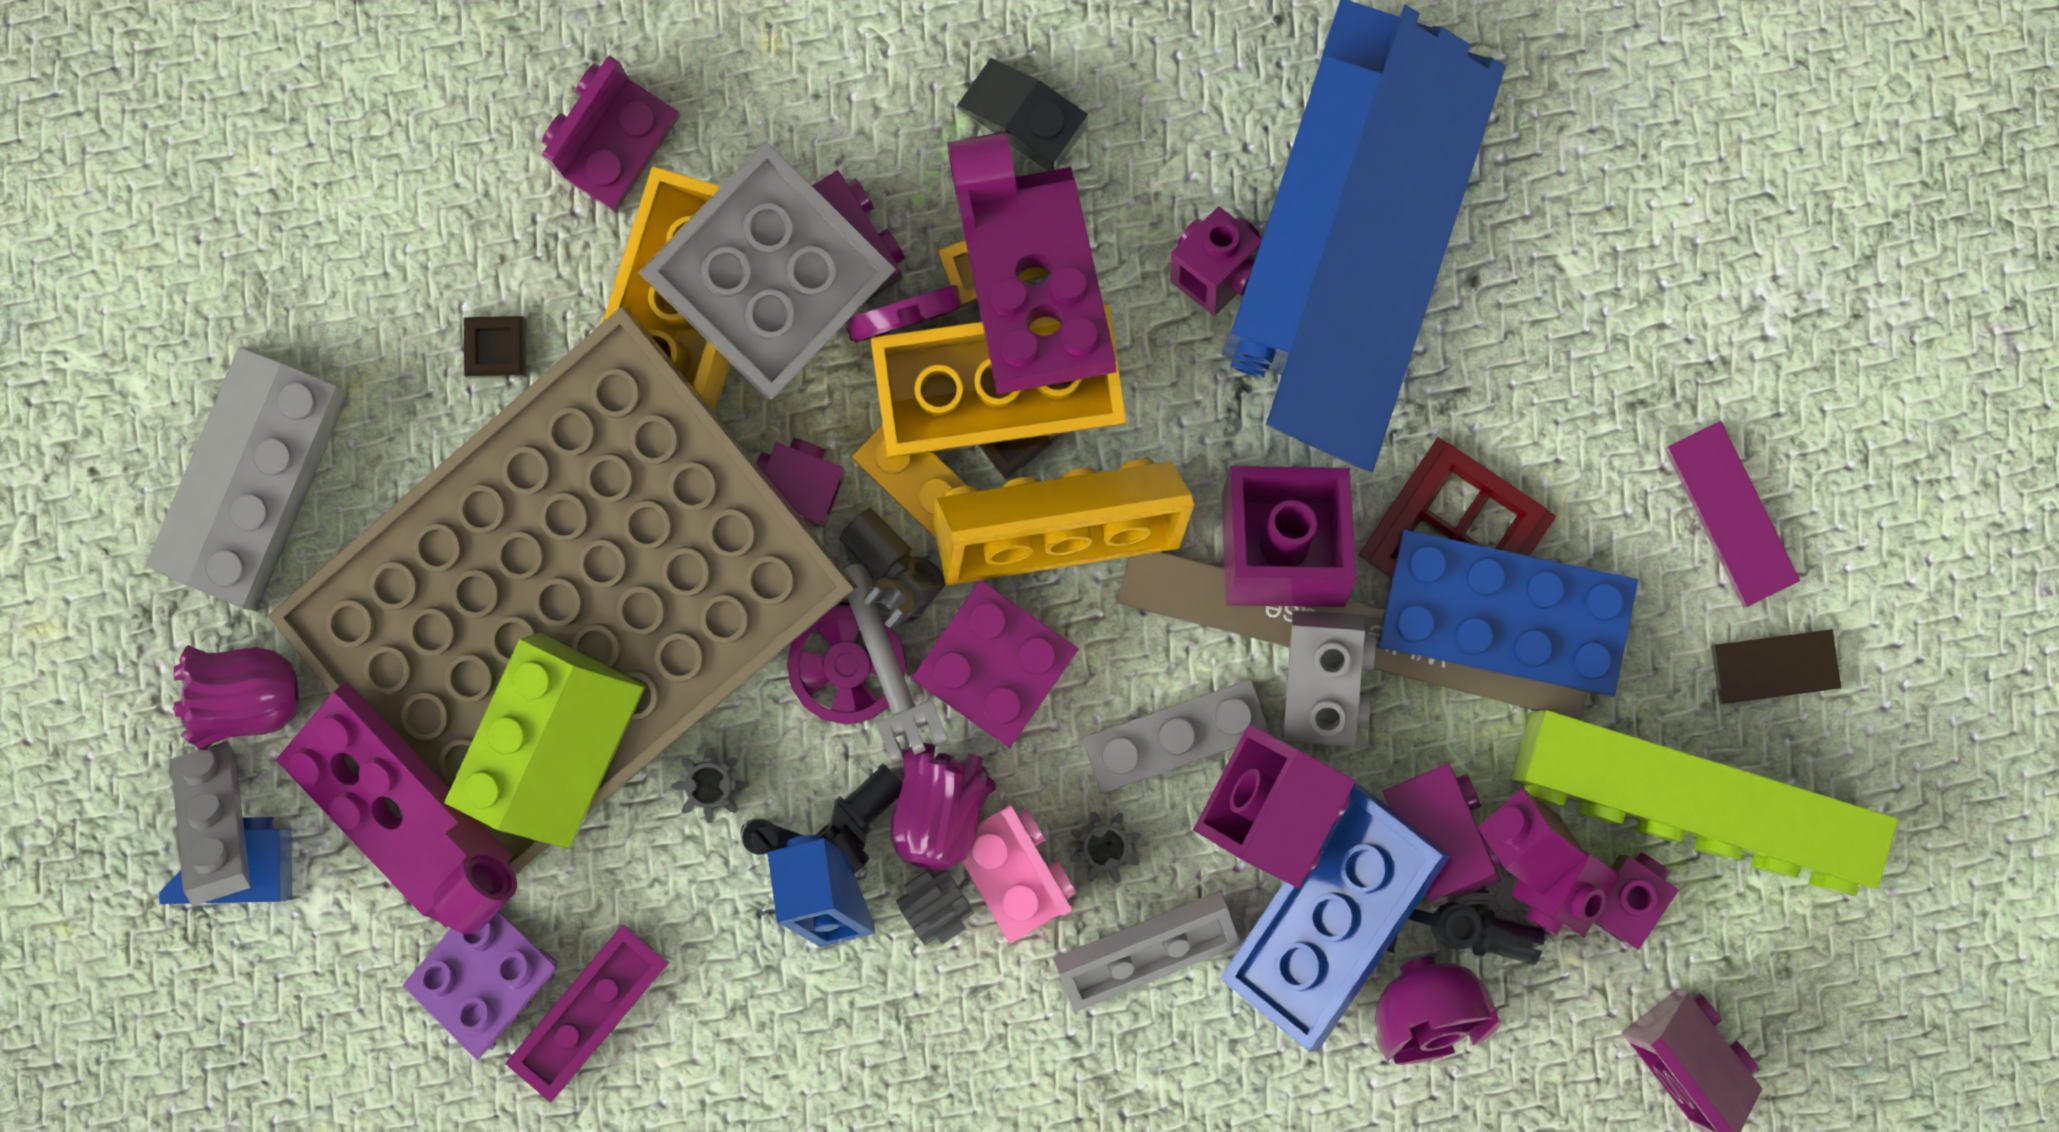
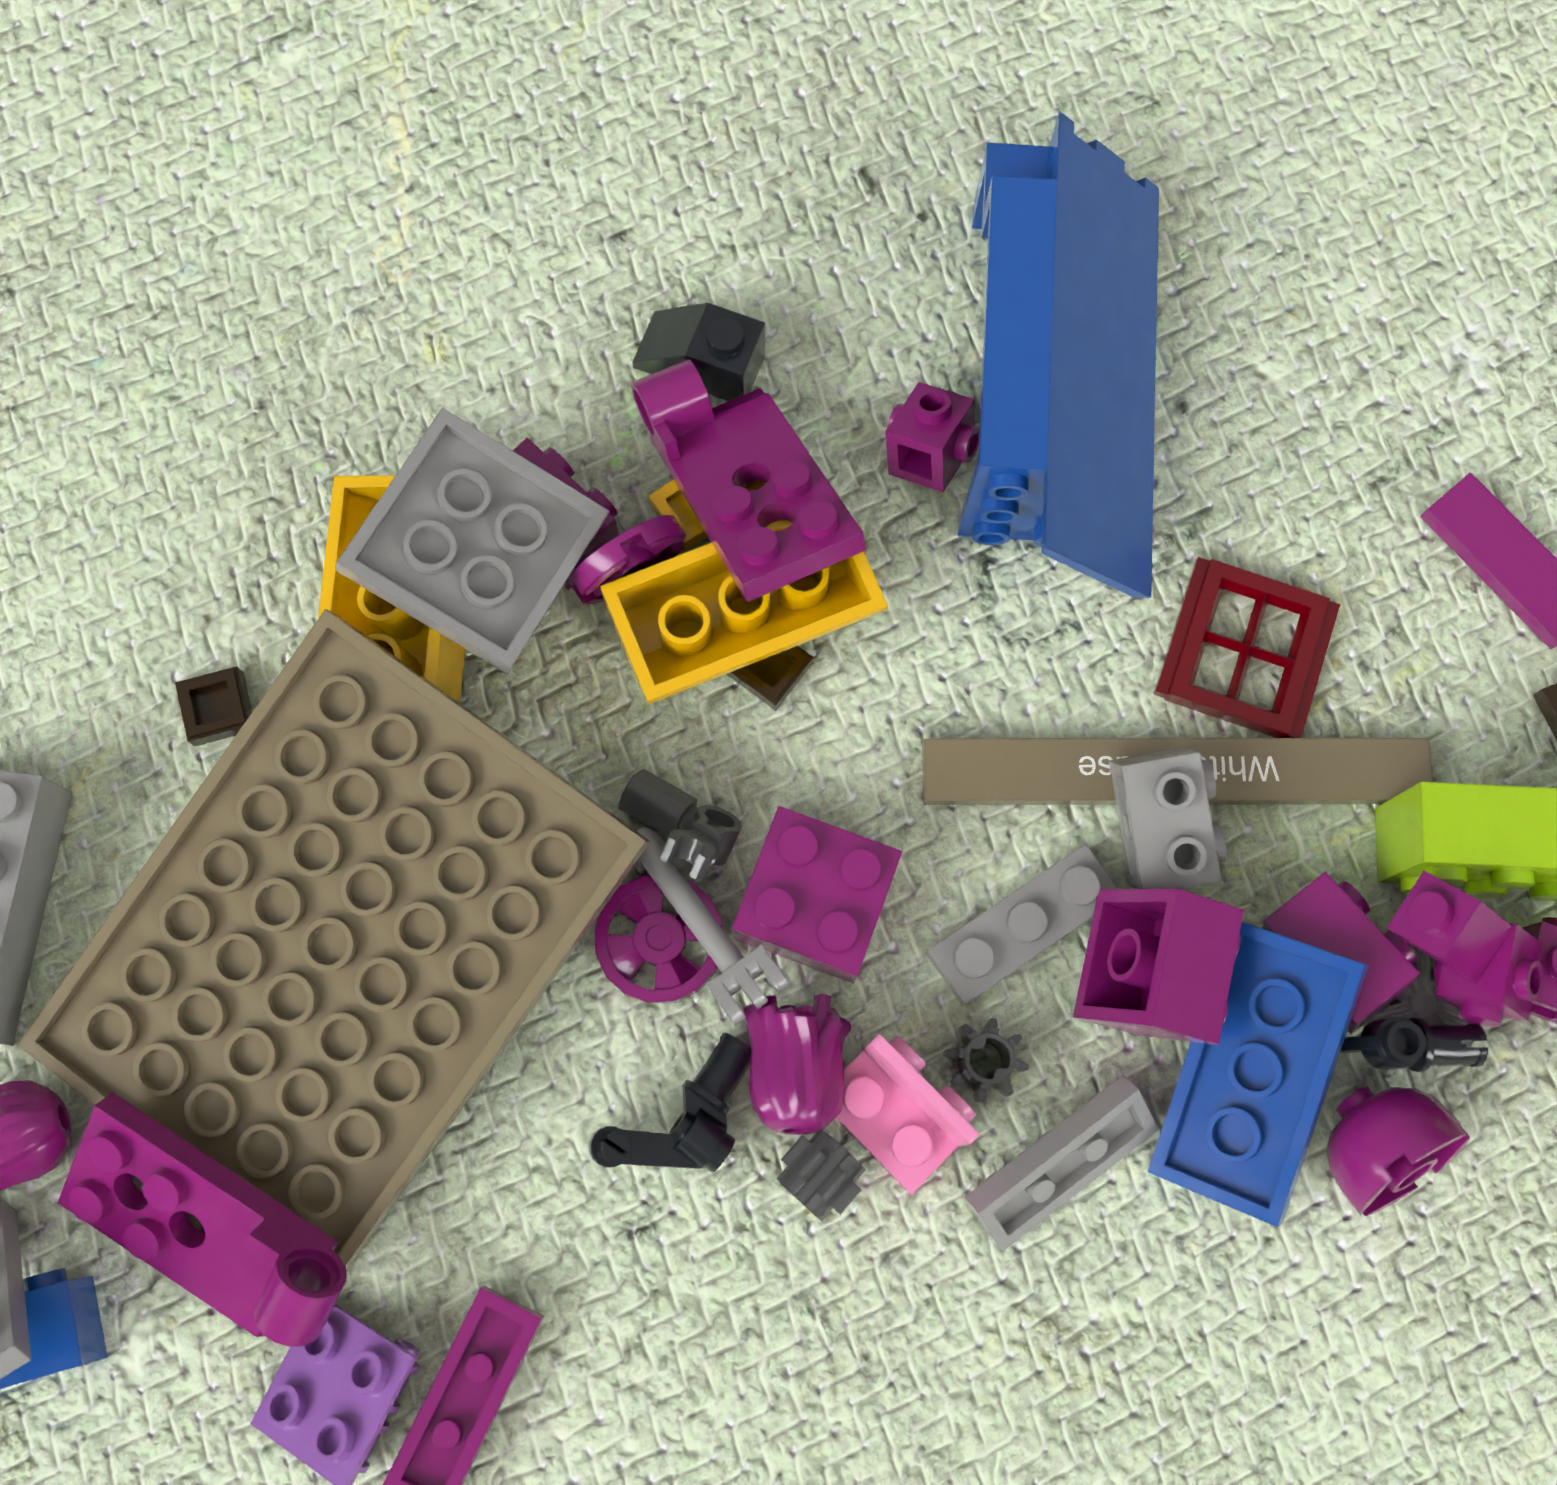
camera: 15 degrees left, 10 degrees down
(545, 742) = (342, 1102): lime slope -> none
(607, 134) = (280, 462): magenta bracket -> none
(693, 785) = (525, 1111): dark grey gear -> none
(804, 478) = (570, 750): magenta brick -> none
(818, 892) = (688, 1191): blue slope -> none
(908, 479) = (684, 732): yellow plate -> none
(1061, 521) = (847, 727): yellow slope -> none
(1288, 536) = (1085, 683): magenta brick -> none
(1508, 613) = (1329, 708): blue plate -> none

